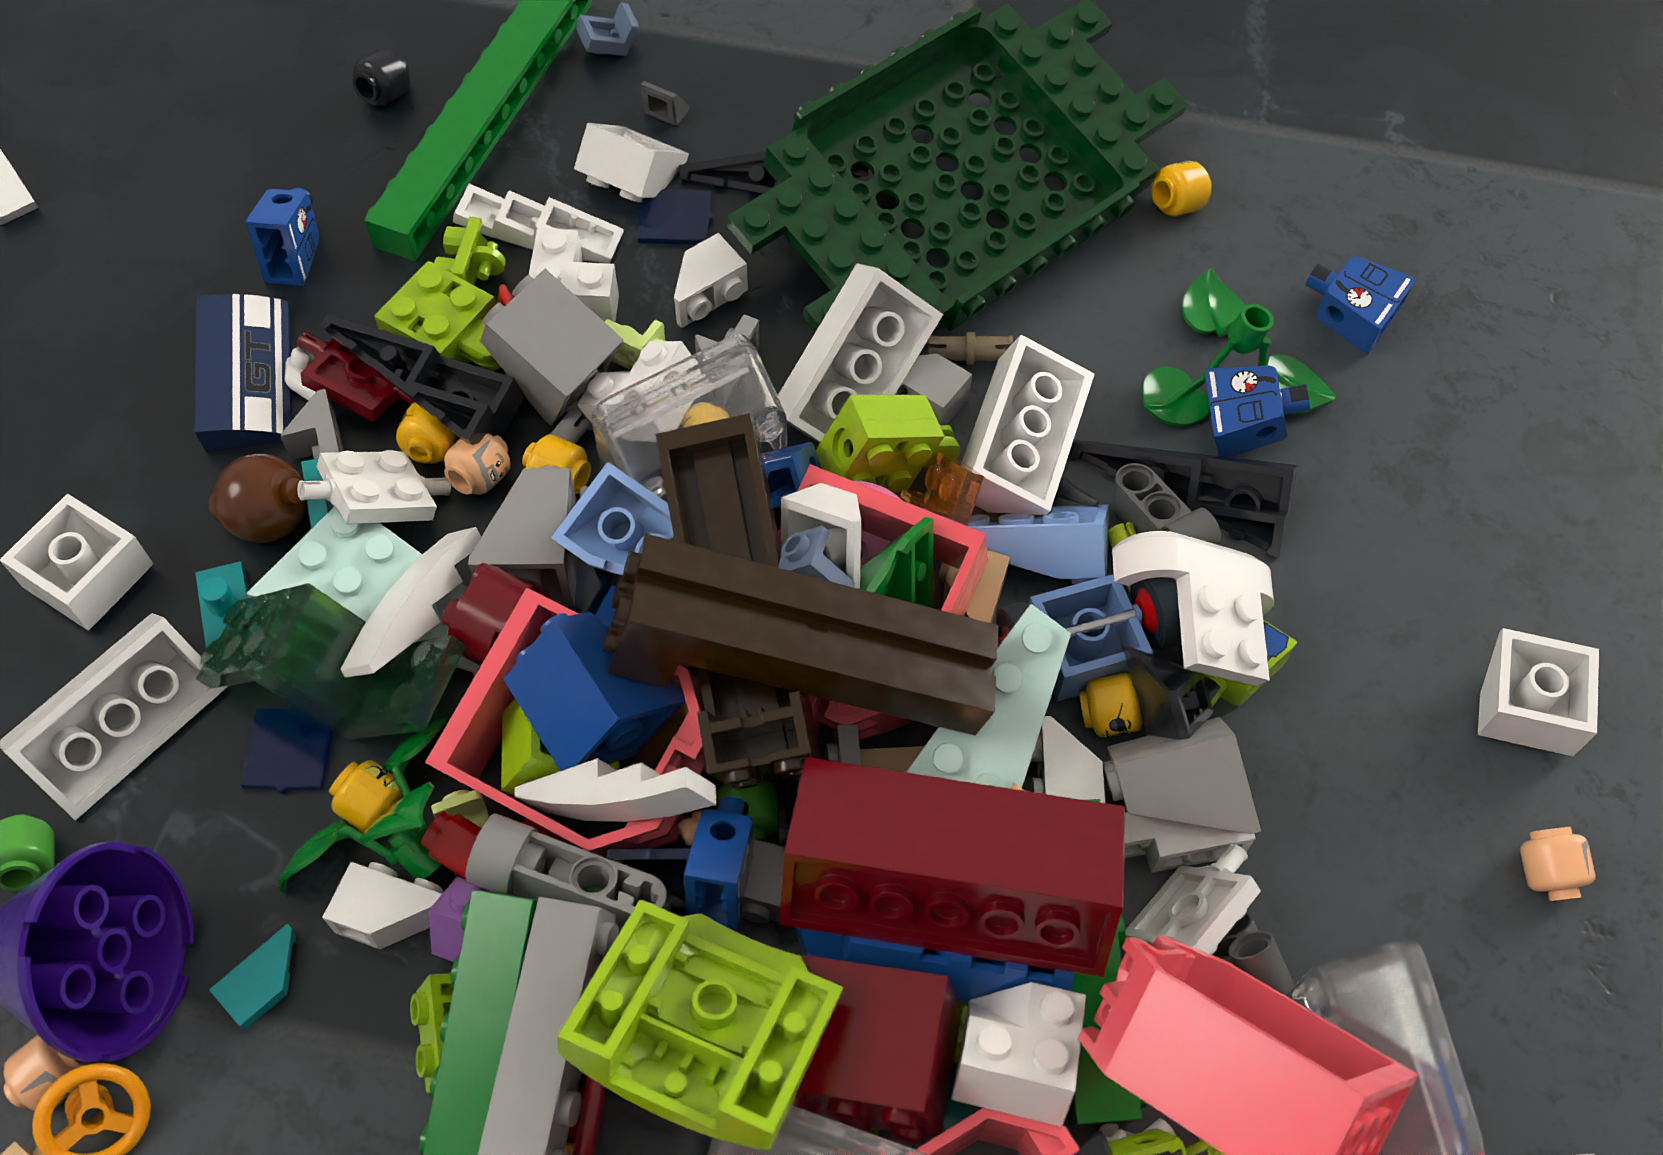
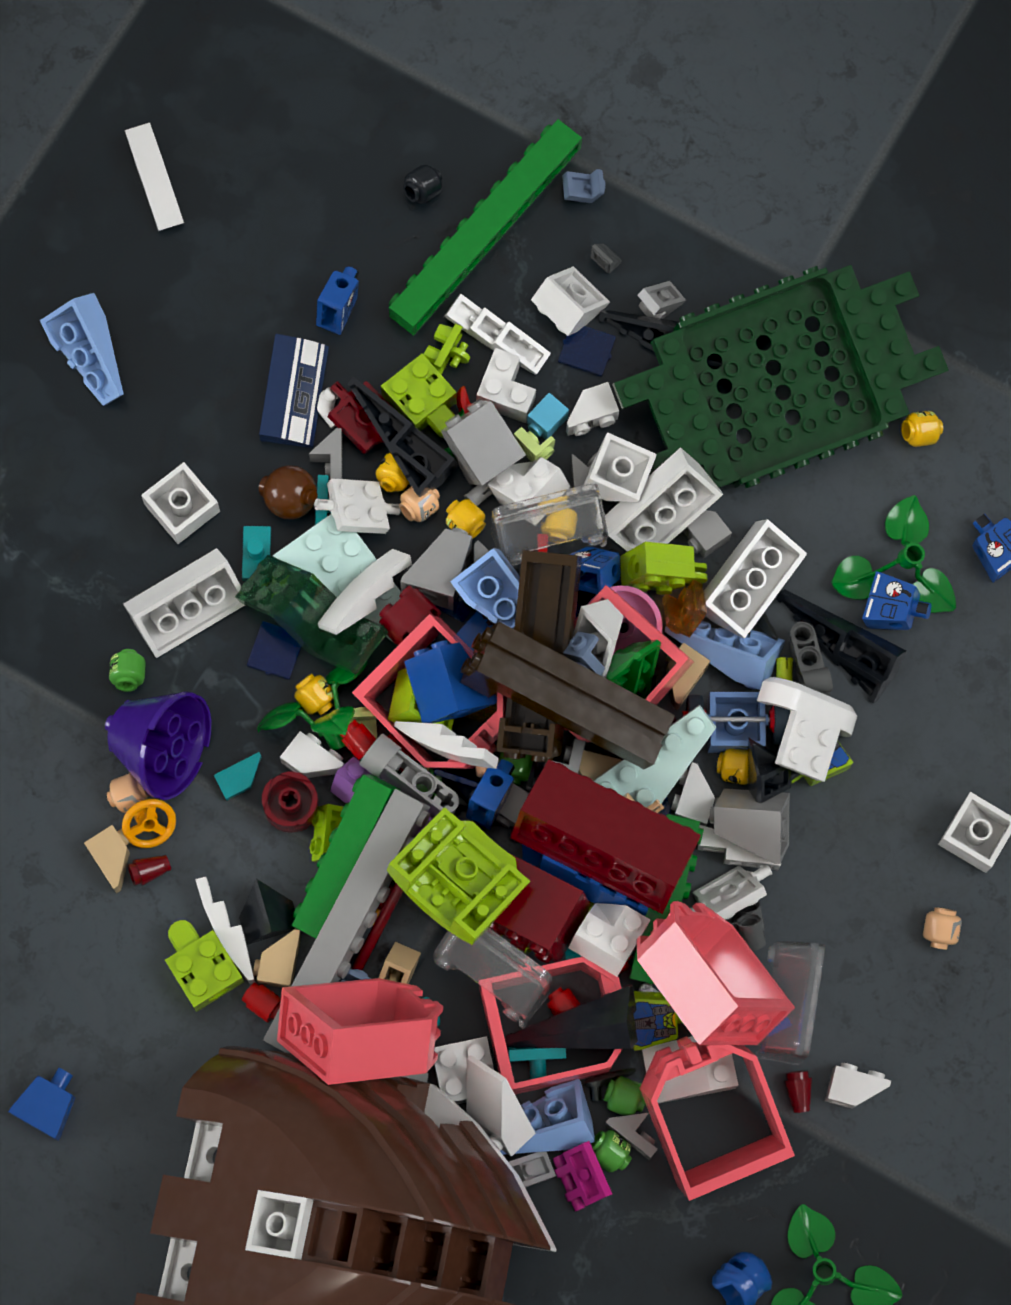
camera: 15 degrees right, 15 degrees up
(339, 974) = (281, 789): none -> dark red brick
(643, 300) = (547, 417): none -> medium azure brick
(754, 130) = (660, 300): none -> light grey slope
(778, 321) = (620, 469): none -> white slope
(970, 347) = (741, 508): dark tan pin -> none

